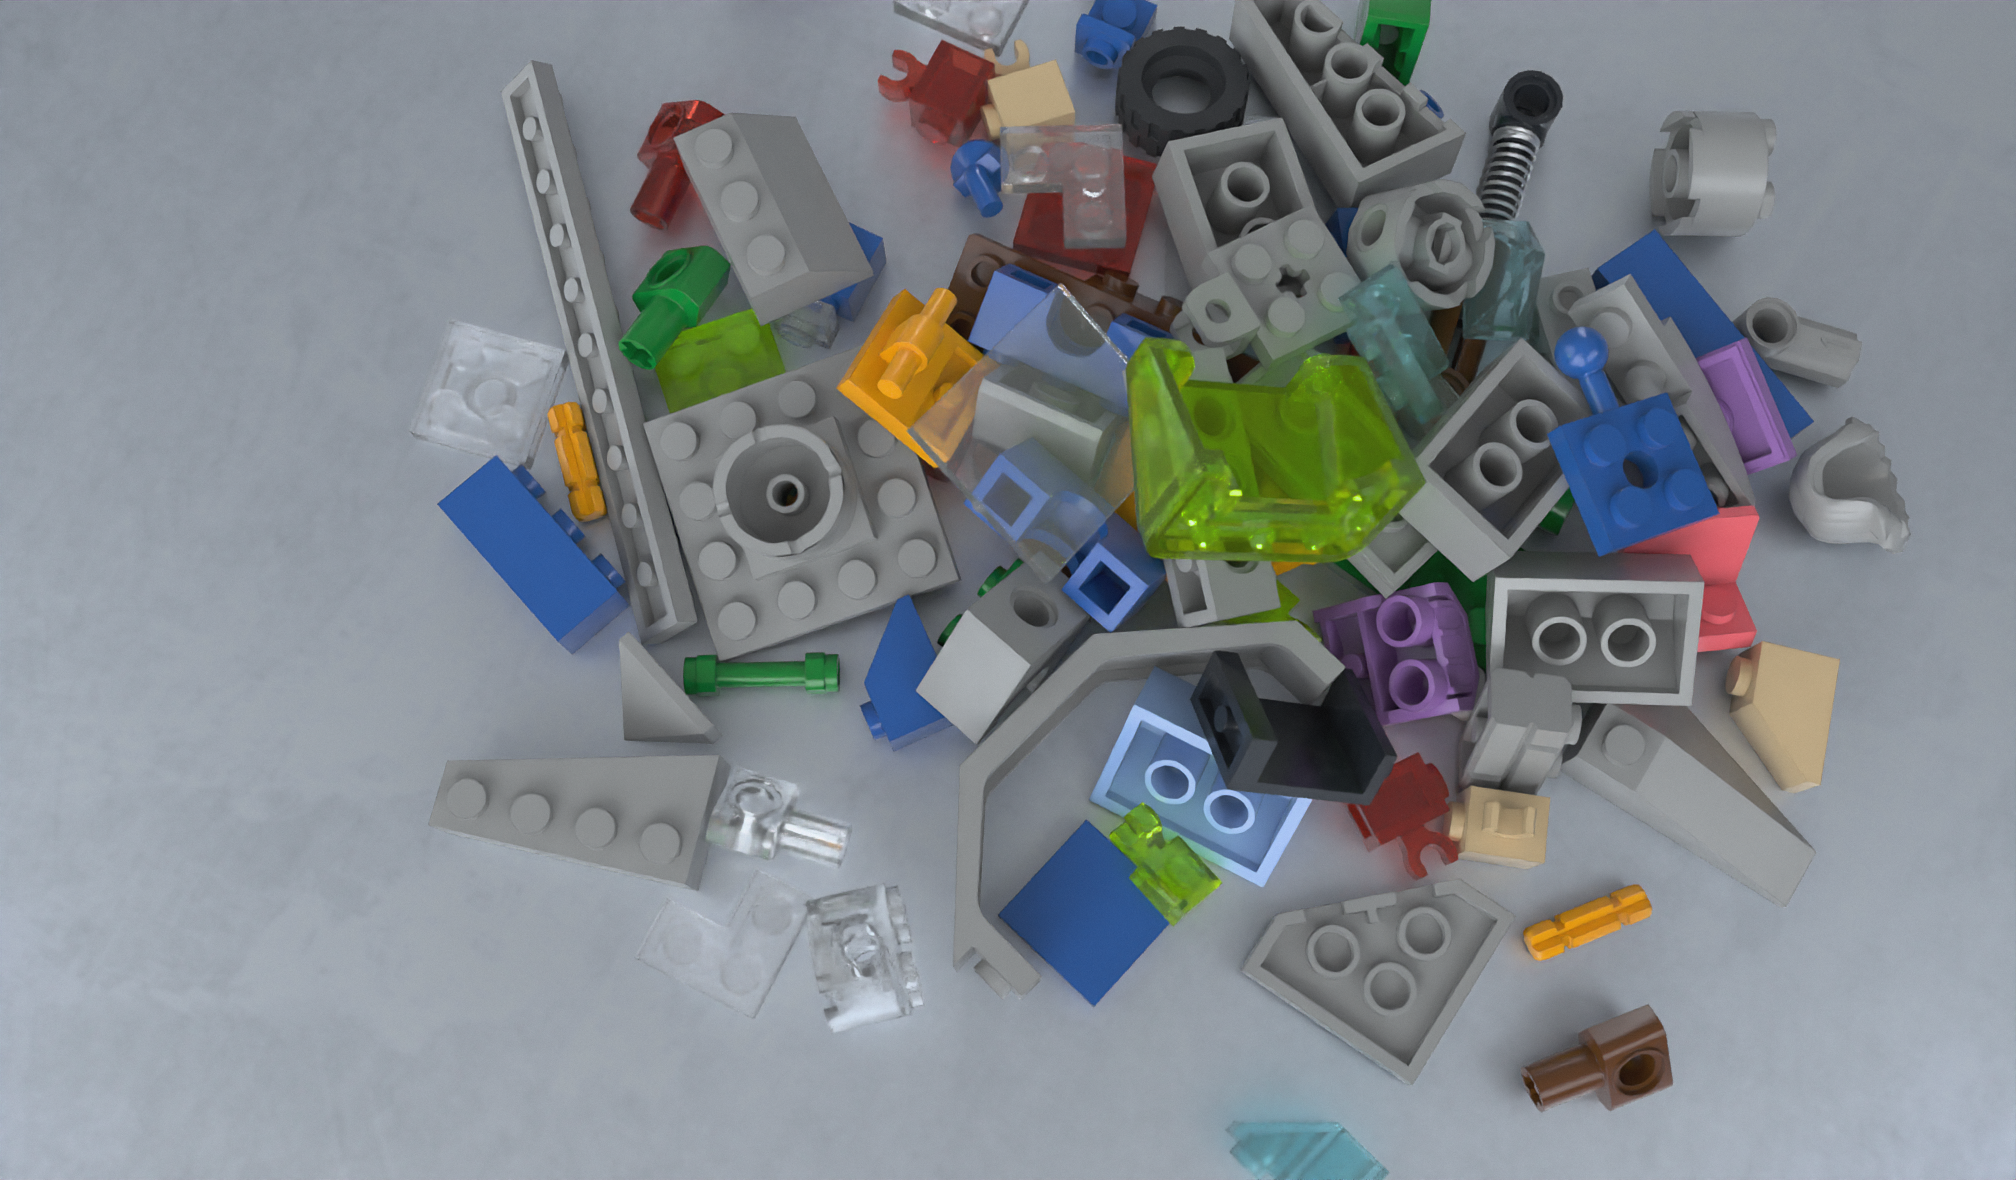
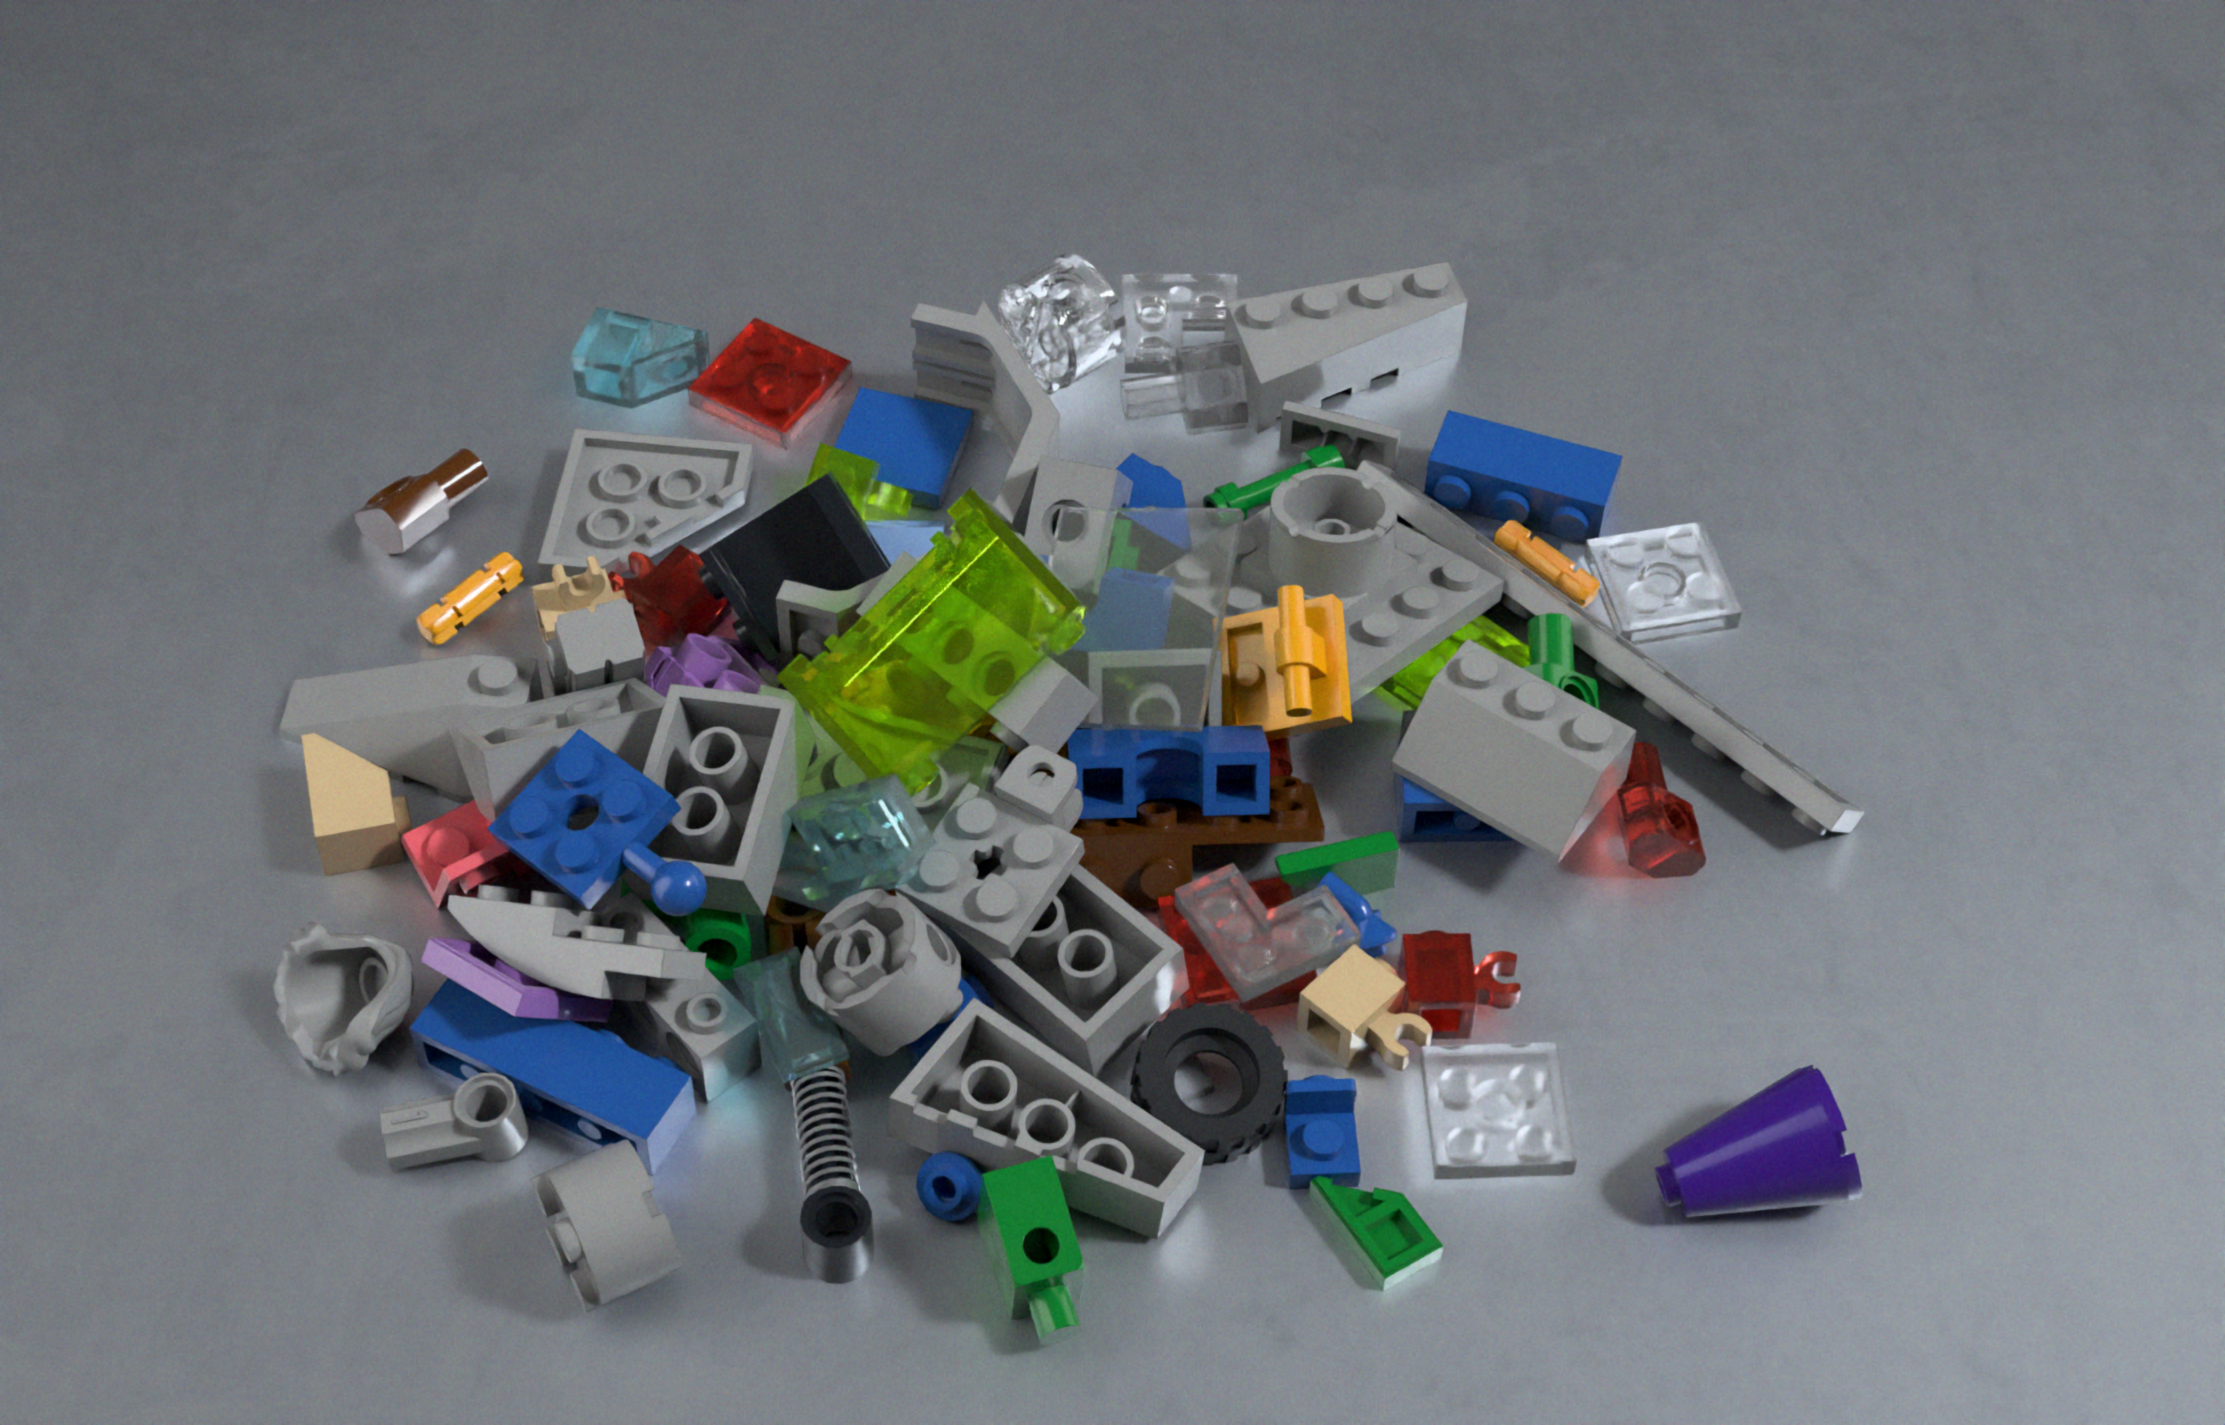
camera: 150 degrees right, 25 degrees down
(949, 226) = (1362, 862): none -> green tile
(1177, 1072) = (770, 383): none -> clear red plate

